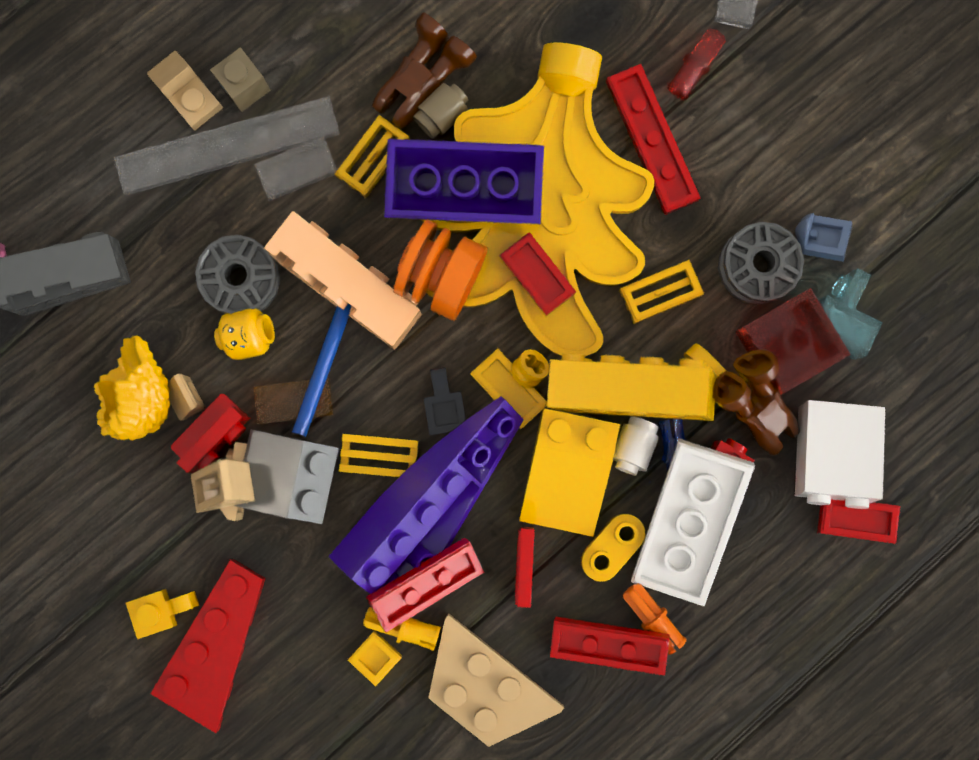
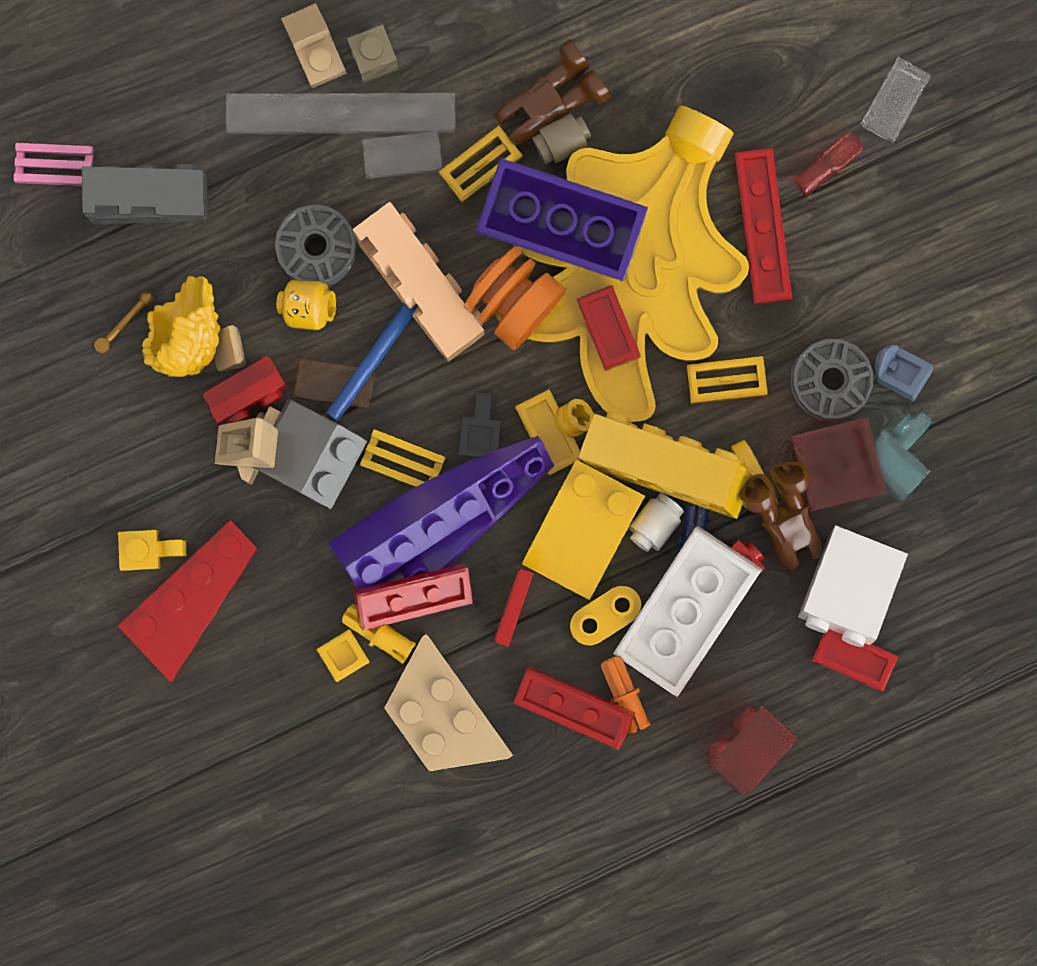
camera: 20 degrees right, 0 degrees up
(64, 427) = (102, 345): none -> pearl gold hinge
(793, 640) = (750, 749): none -> clear red brick

